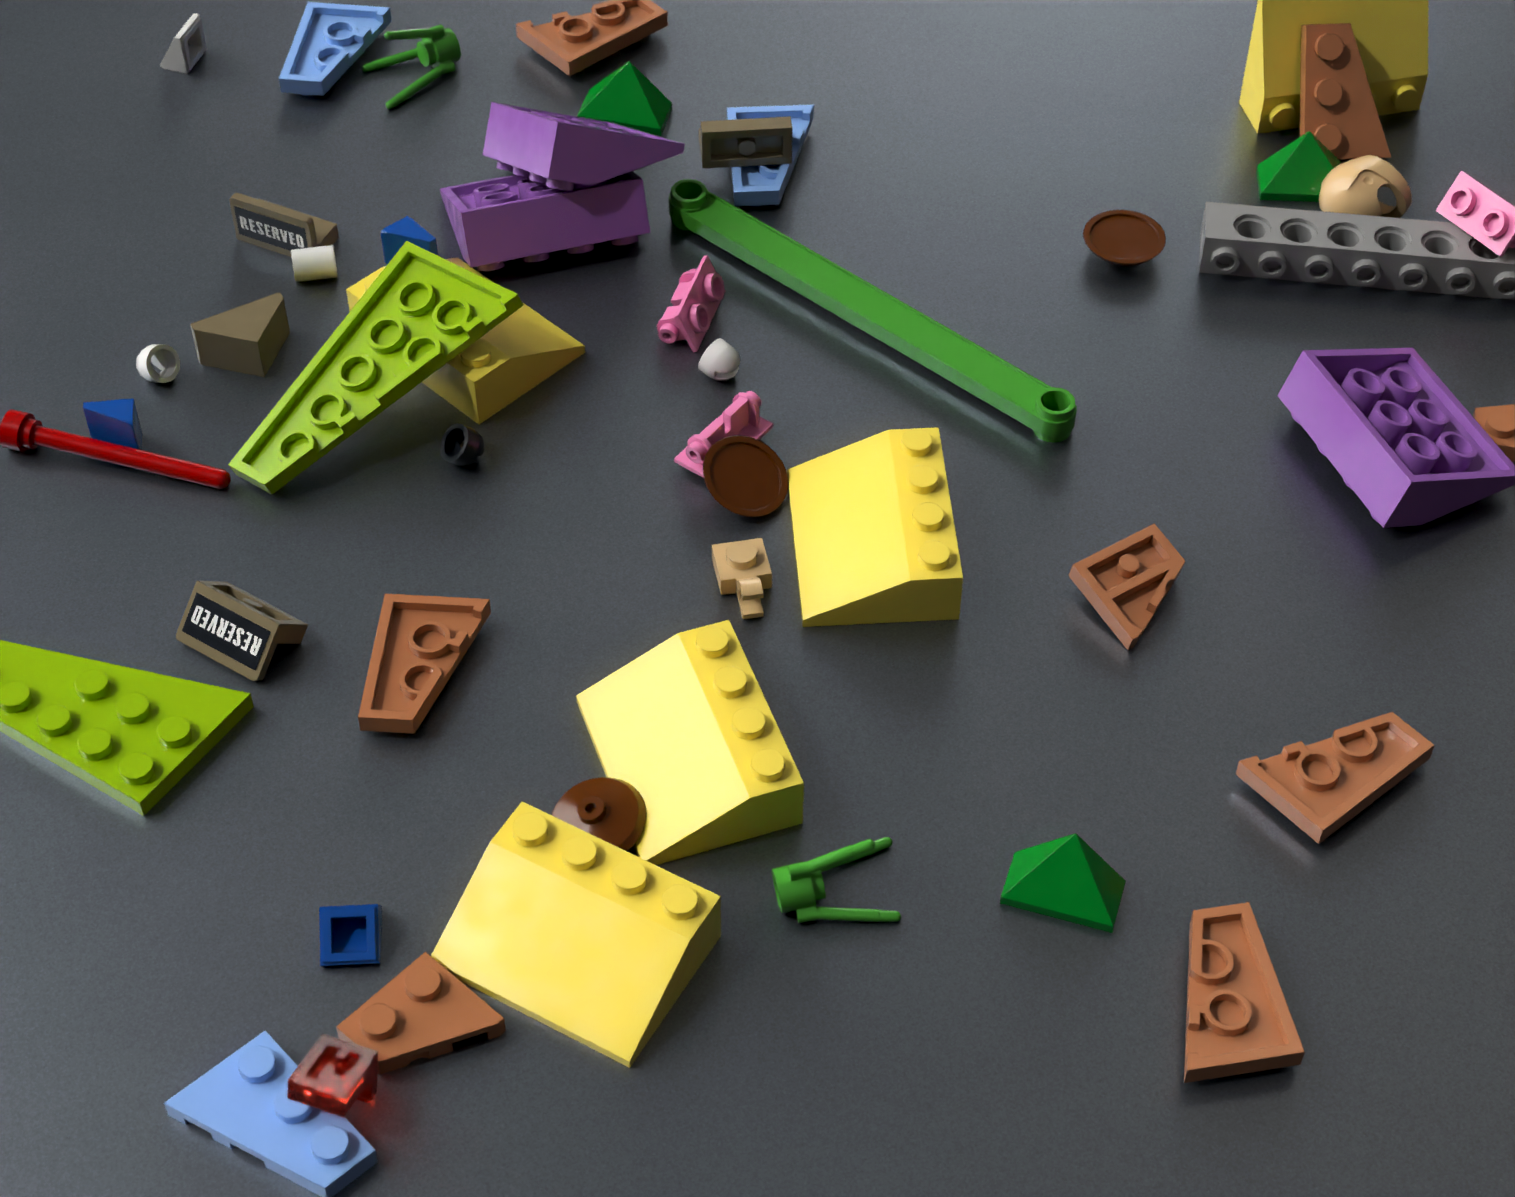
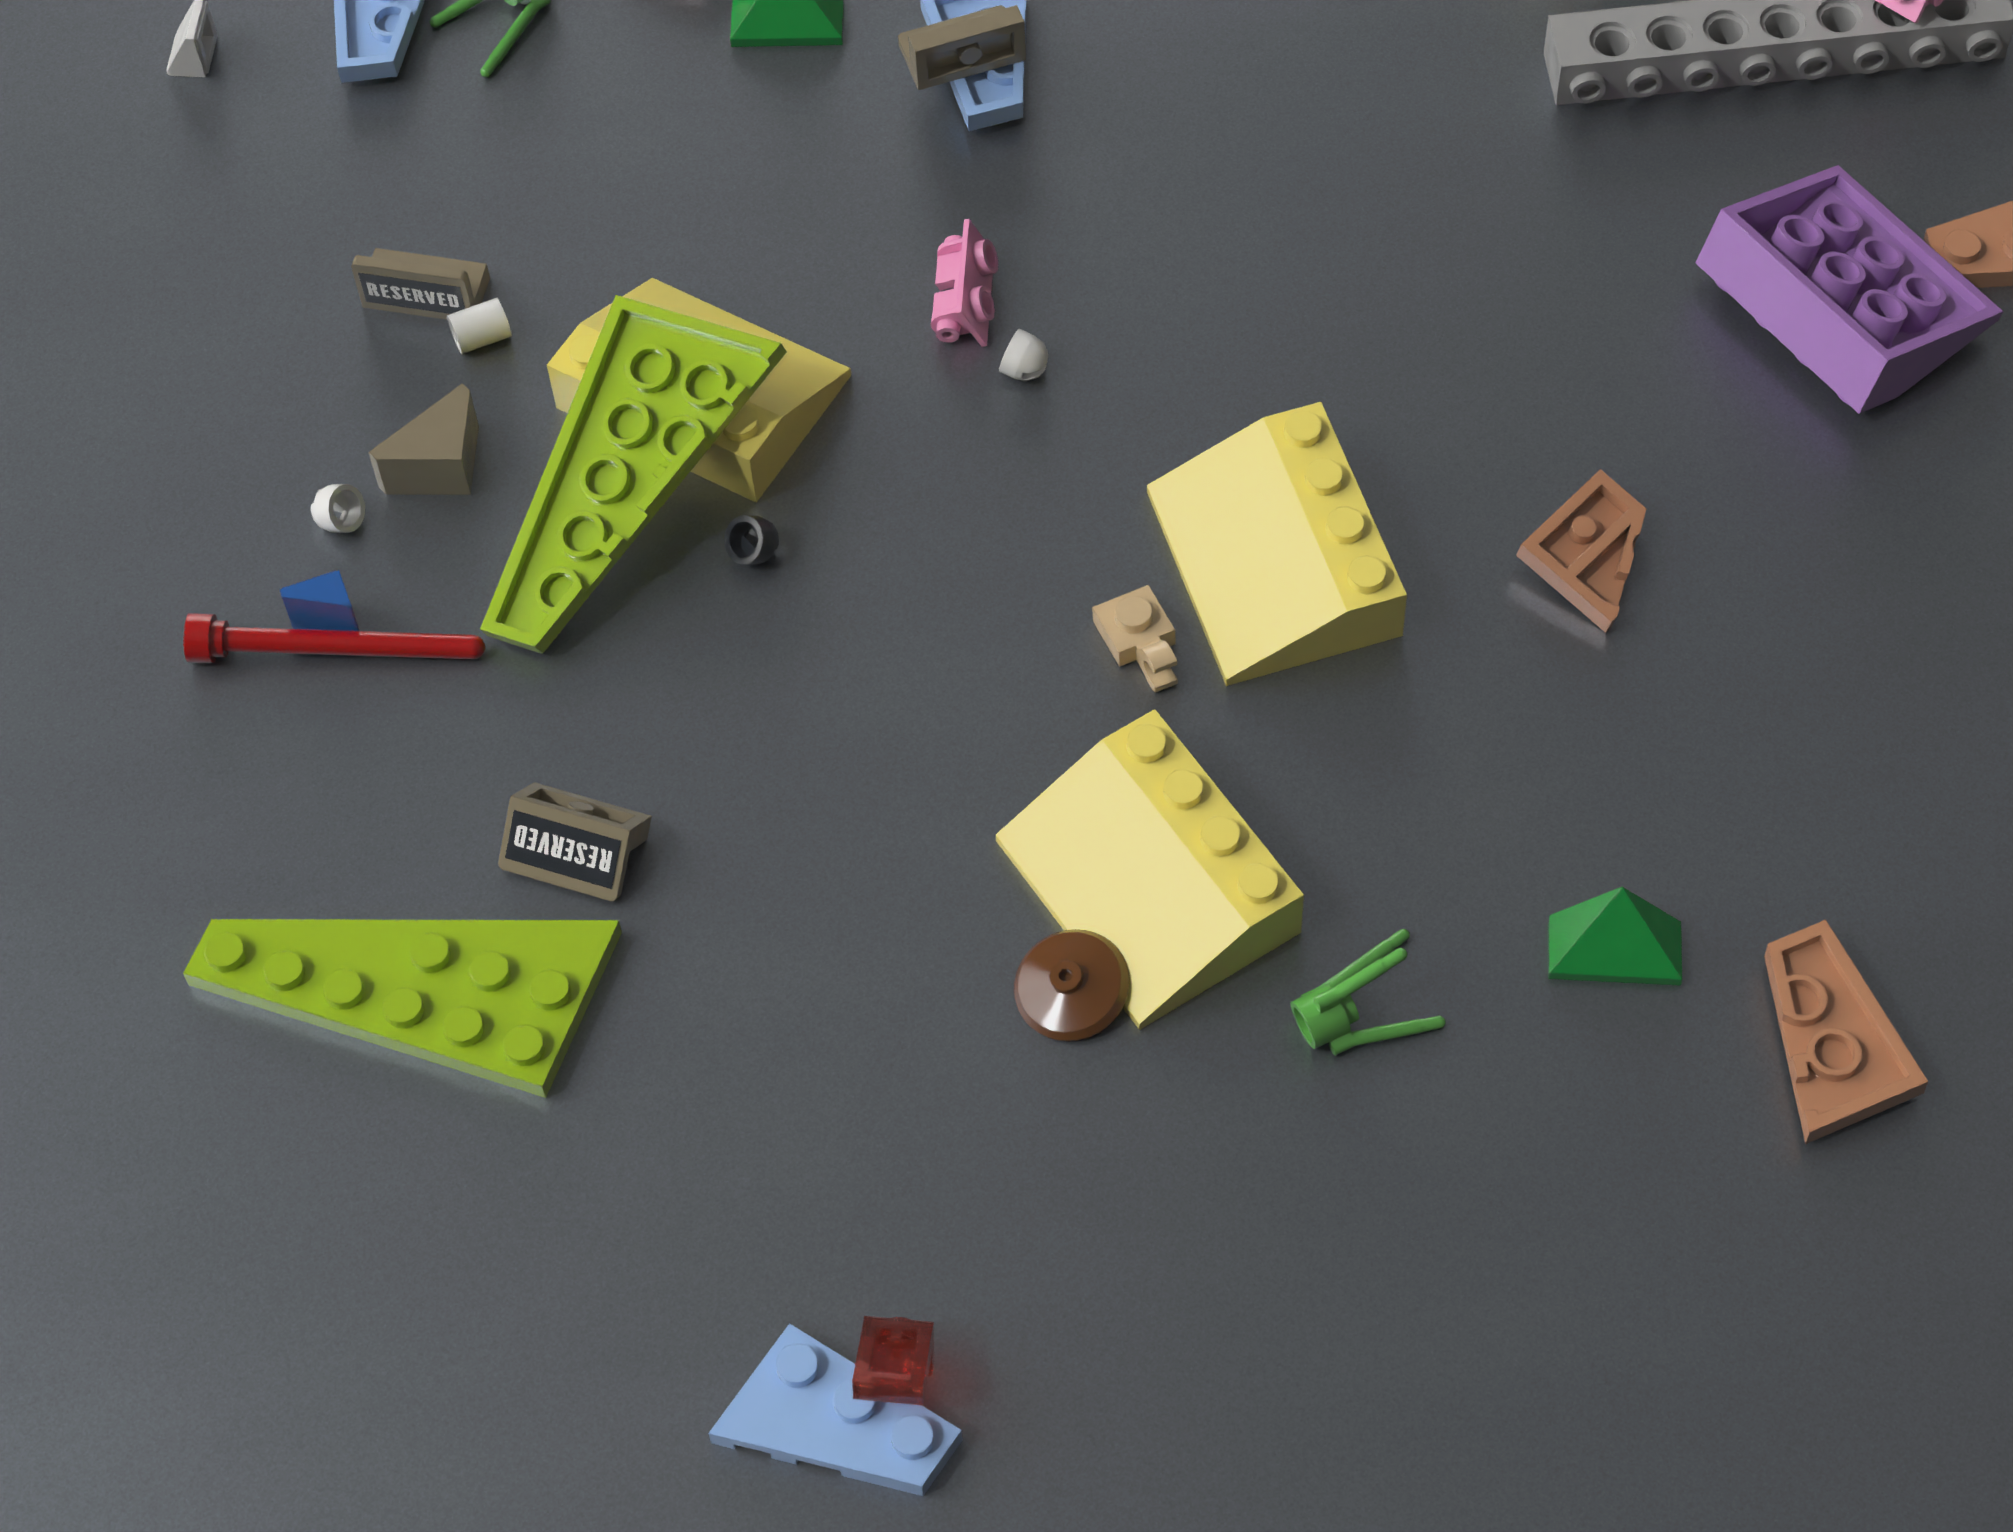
camera: 10 degrees left, 10 degrees up
(350, 934) = (840, 1187): blue slope -> none
(405, 230) = (591, 278): blue slope -> none
(414, 657) = (795, 828): nougat wing -> none
(419, 1016) = (952, 1264): nougat wing -> none
(528, 220) = (742, 190): medium lavender slope -> none
(567, 147) = (756, 101): medium lavender slope -> none
(578, 933) = (1098, 1128): light yellow slope -> none
(738, 419) = (1062, 461): bright pink hinge -> none
(745, 476) = (1104, 508): reddish brown piece -> none
(978, 371) = (1180, 245): bright green piece -> none
(1124, 237) = (1458, 78): reddish brown piece -> none
(1337, 777) = (1882, 740): nougat wing -> none

